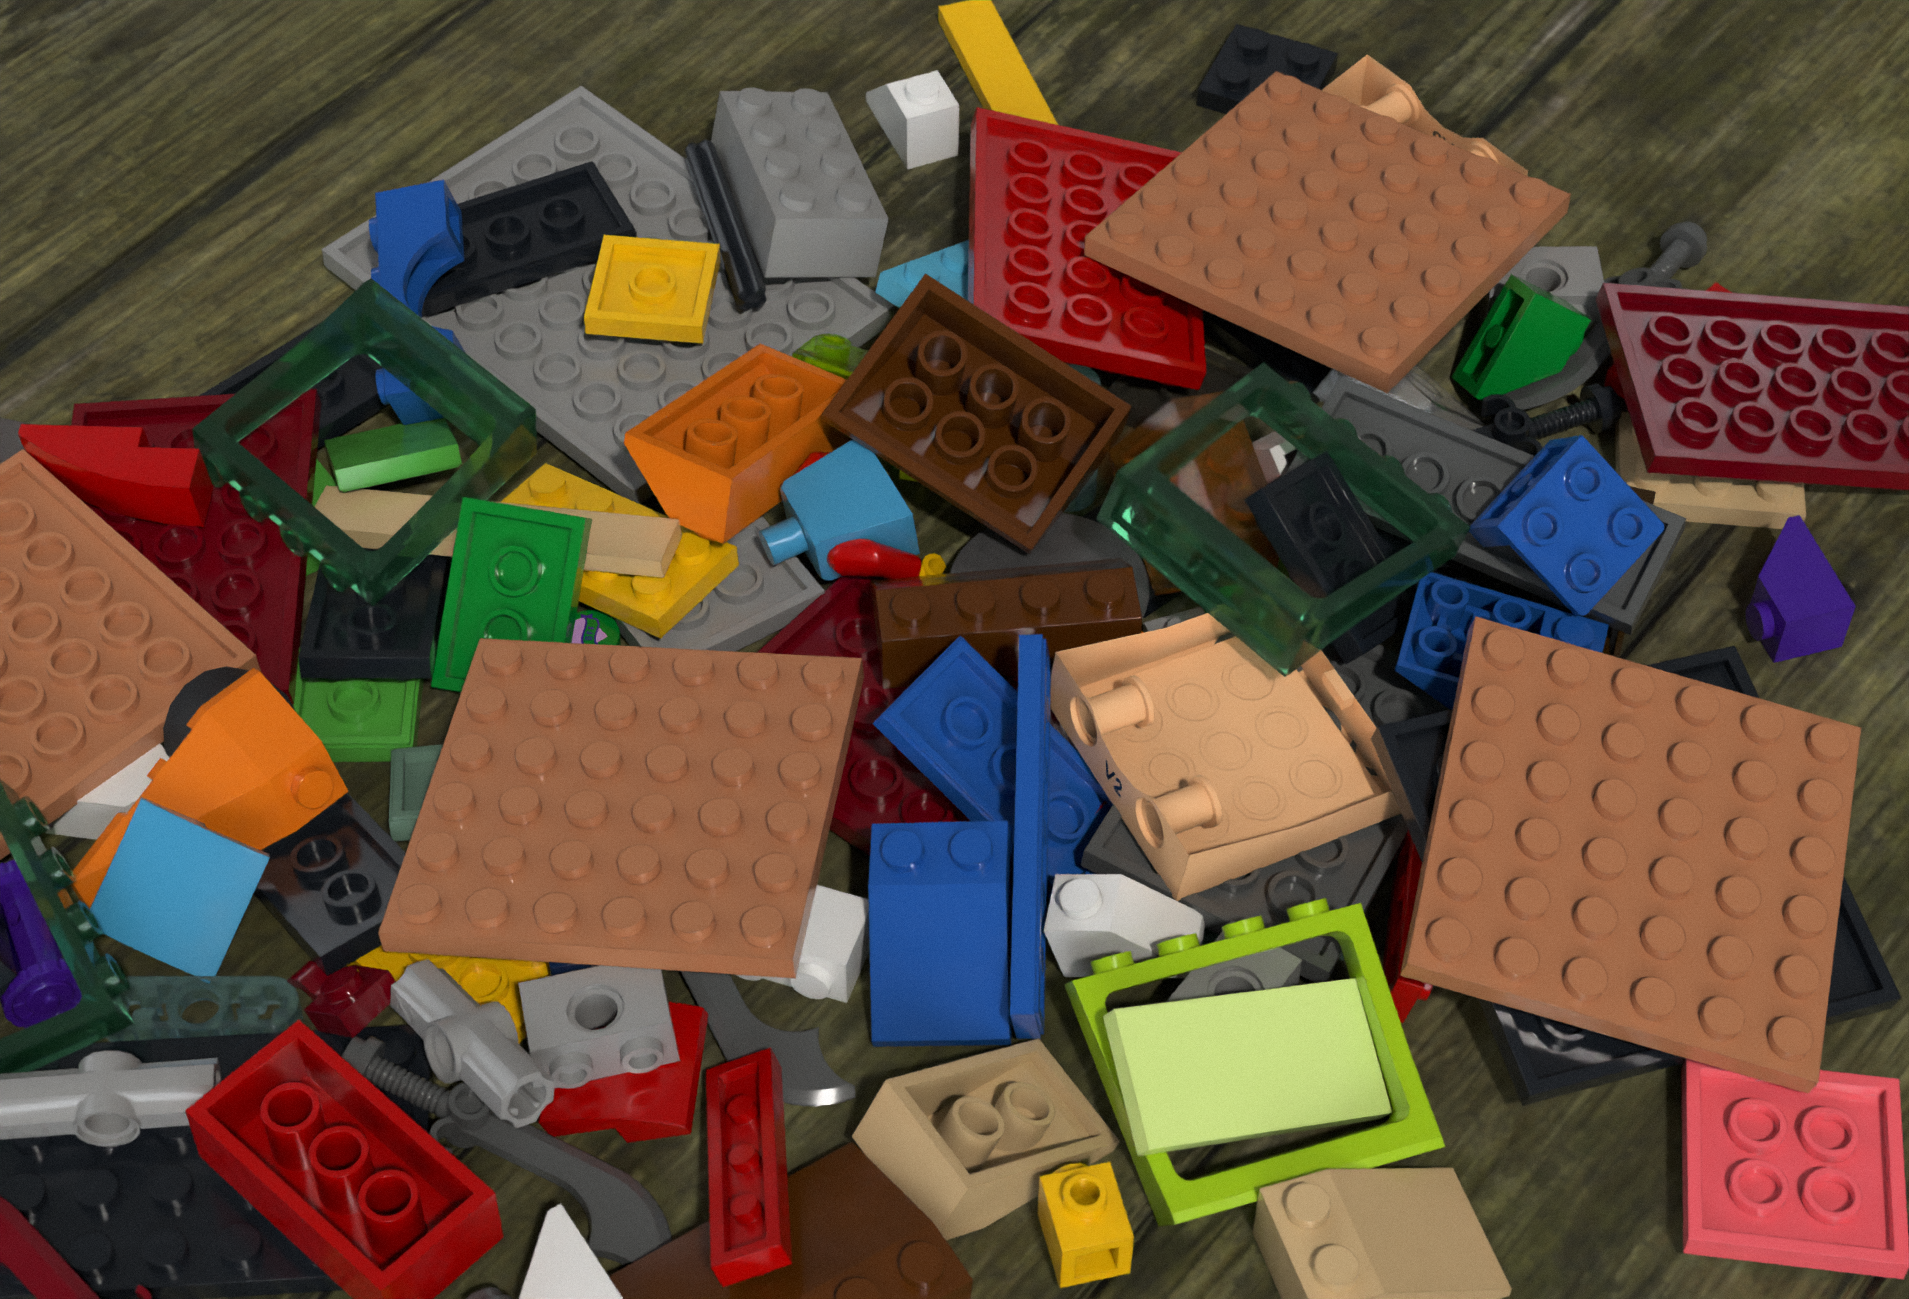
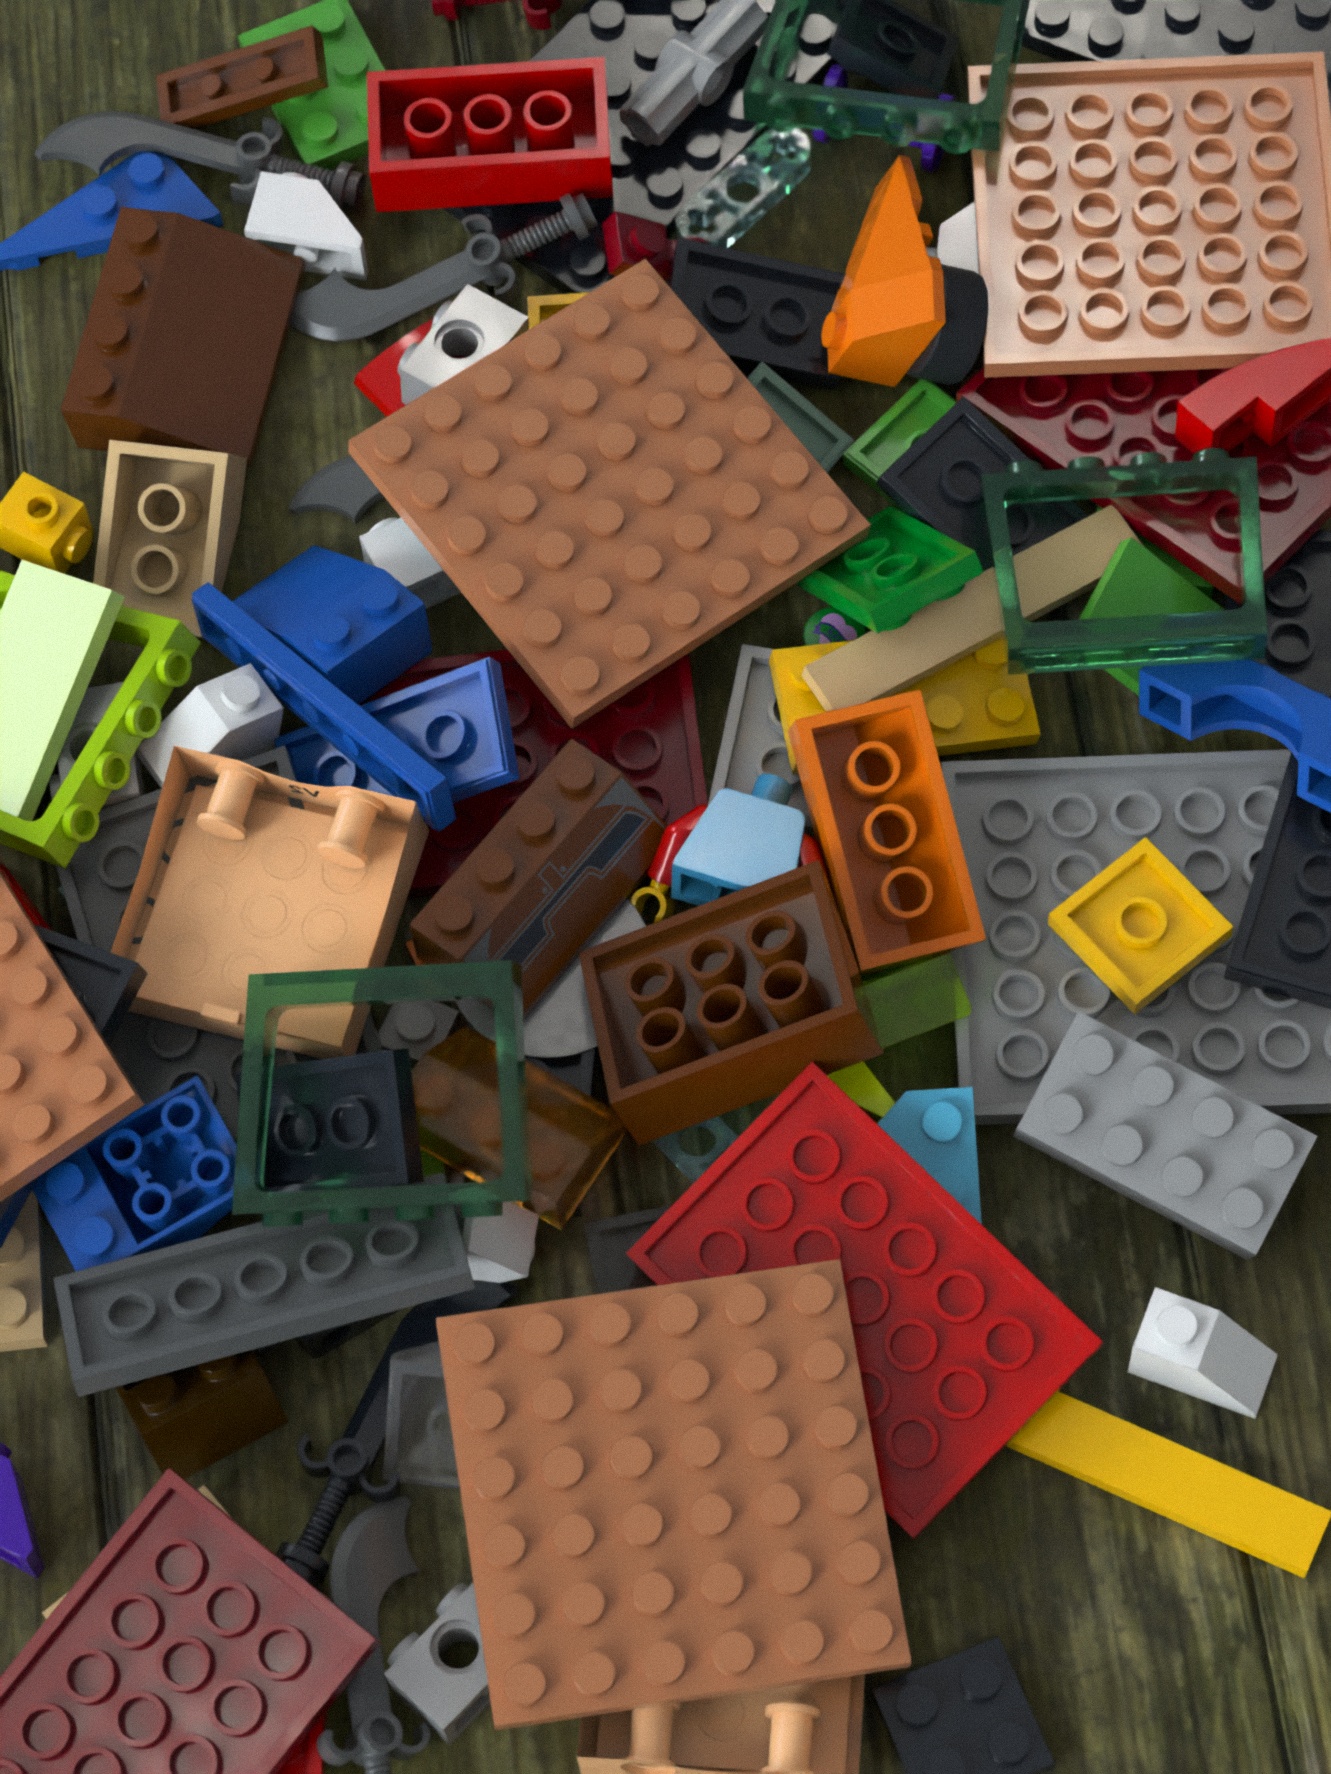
camera: 140 degrees right, 15 degrees up
(177, 889) = (828, 202): dark azure slope -> none
(472, 1043) = (512, 264): light grey piece -> none
(725, 225) = (1194, 1054): black axle -> none
(747, 1168) = (273, 363): red plate -> none
(1521, 340) = (413, 1557): green slope -> none
(1570, 522) = (168, 1265): blue bracket -> none

